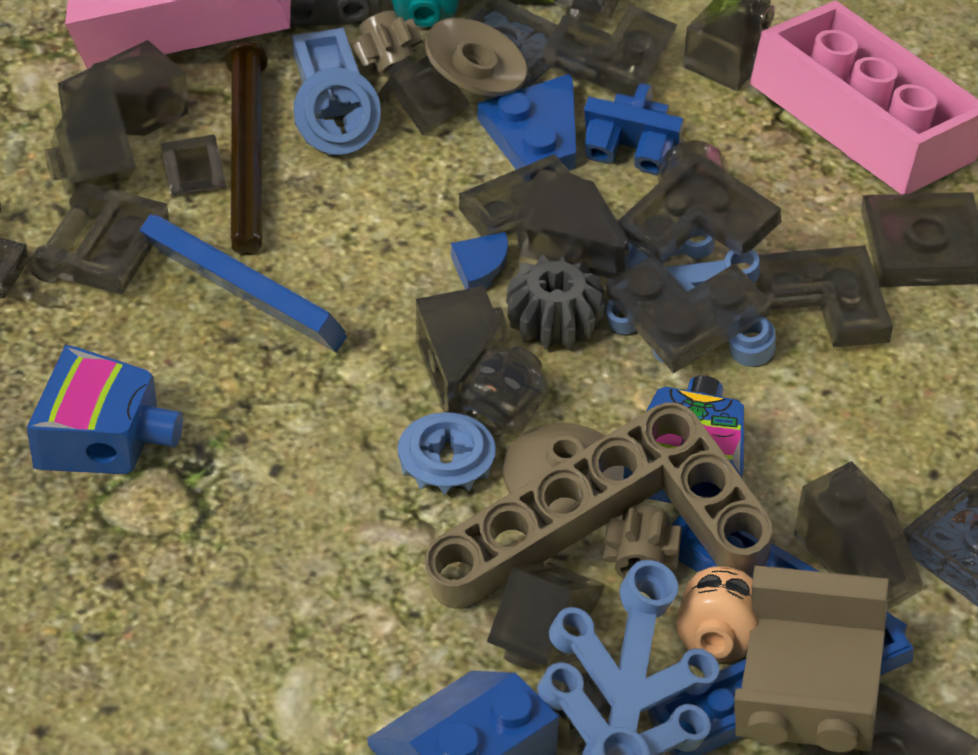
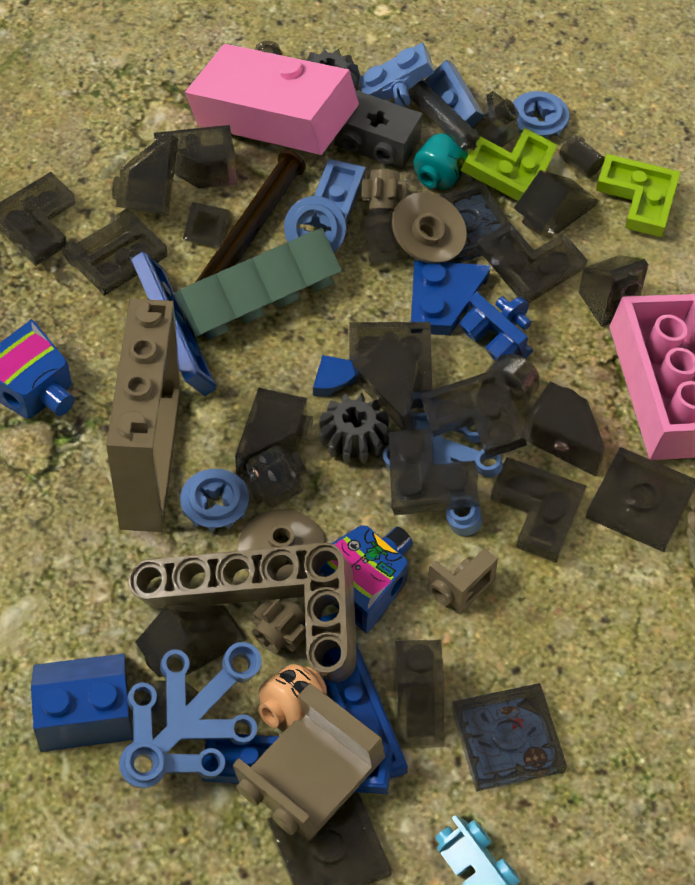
camera: 30 degrees right, 10 degrees up
(317, 195) = (257, 283): none -> sand green brick
(345, 441) = (141, 420): none -> dark tan window
(805, 412) = (466, 583): none -> dark tan bracket
(810, 198) = (565, 428): none -> clear smoke slope

